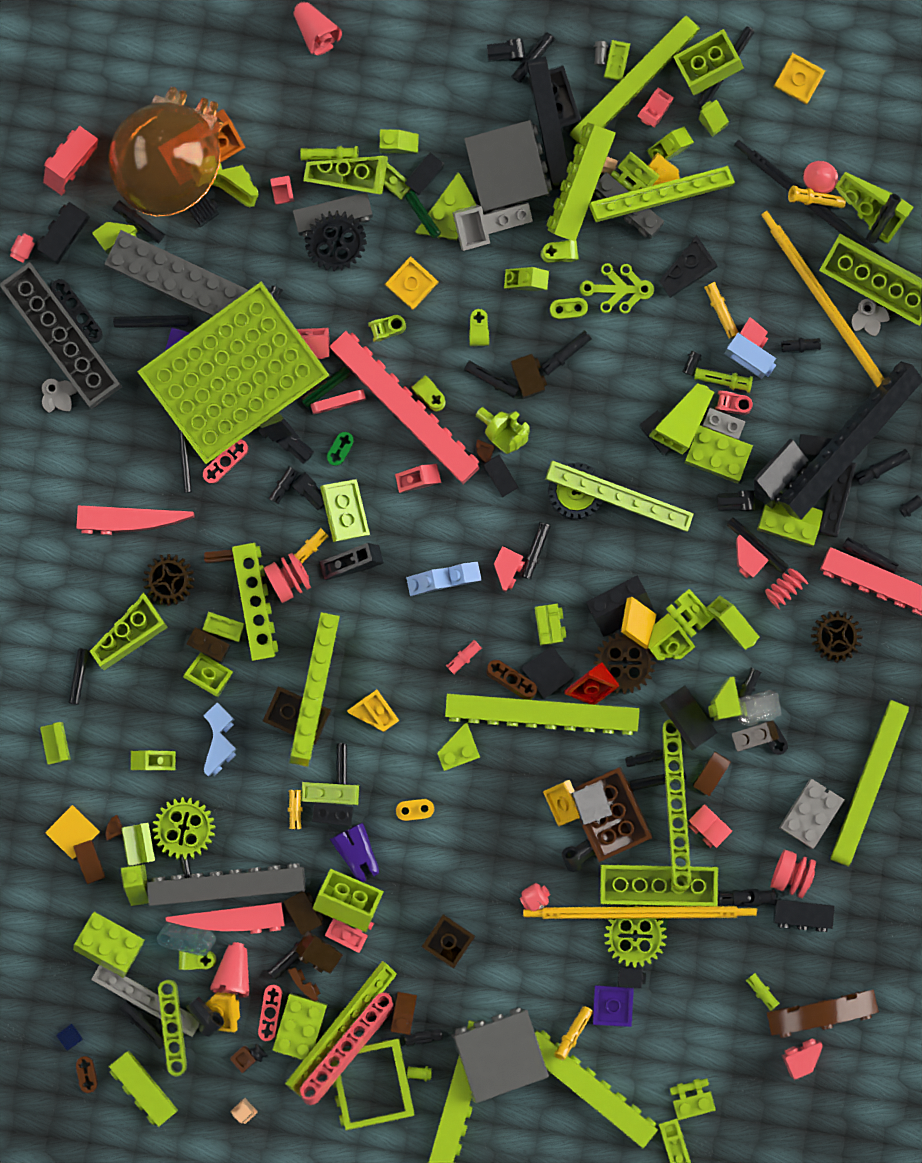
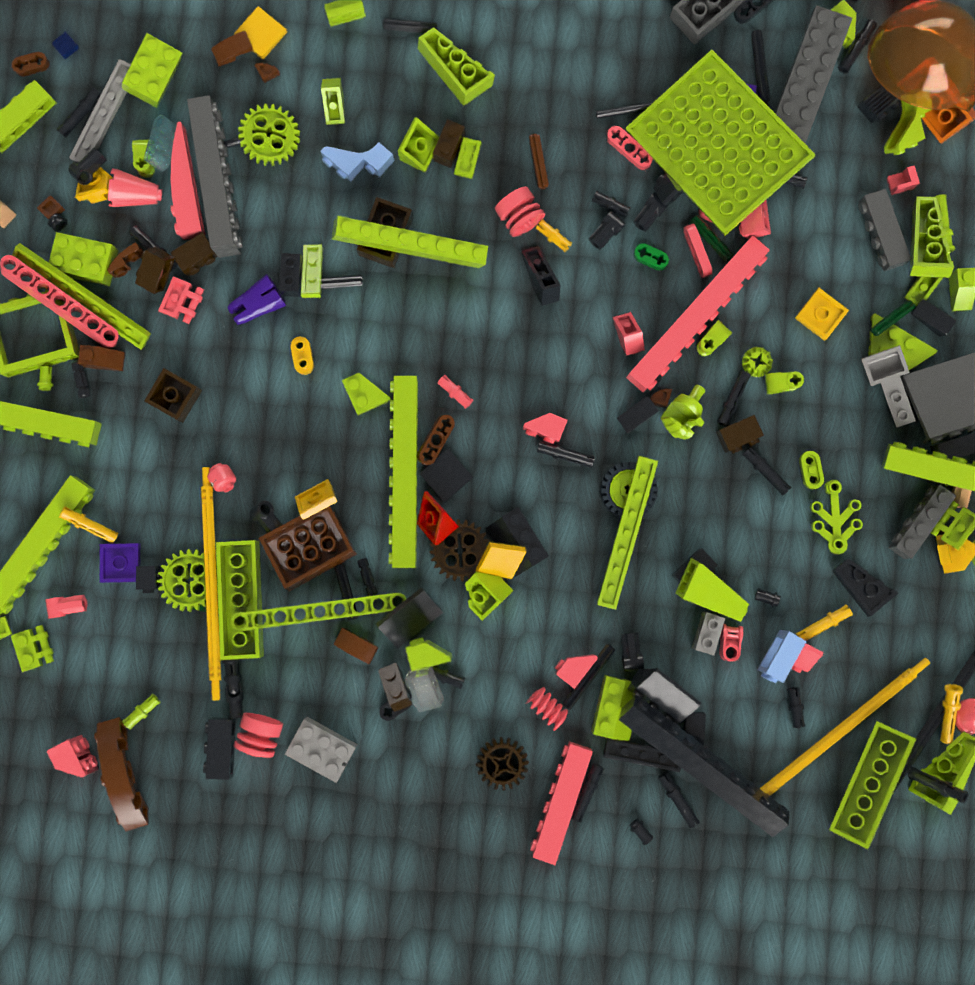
camera: 85 degrees right, 0 degrees up
(126, 519) = (564, 56): coral slope -> none
(135, 884) = (215, 84): lime slope -> none
(138, 844) = (251, 92): lime panel -> none
(160, 582) = (522, 94): dark brown gear -> none
(169, 1037) = (65, 134): lime beam -> none
(258, 650) = (484, 179): lime brick -> none
(277, 1008) = (90, 226): coral beam -> none
(295, 809) = (295, 239): yellow pin -> none
(344, 510) = (590, 264): tile -> none
(348, 900) = (206, 293): lime brick -> none
(351, 244) = (862, 215): black gear -> none
(374, 711) = (395, 309): yellow wing -> none
(385, 327) = (773, 289): lime piece -> none
(443, 578) = (531, 366): light blue arch -> none
(458, 360) = (749, 365): none -> lime gear
(500, 1054) = (60, 452): dark grey panel -> none
(526, 279) = (837, 426): lime slope -> none
(549, 624) = (493, 473): lime brick -> none
(563, 251) = (869, 459): lime piece -> none
(591, 803) = (314, 525): piece -> none
(652, 1066) = (61, 606): none -> coral piece
(661, 194) = (940, 553): lime plate -> none
(693, 609) = (518, 616): lime plate -> none
(700, 375) = (756, 642): lime pin -> none
(710, 826) = (302, 647): coral brick -> none
(718, 454) = (678, 630): lime brick -> none
(733, 622) = (508, 657): lime slope -> none
(869, 783) = (356, 807): lime beam -> none
(870, 320) = (827, 776): light grey plate -> none

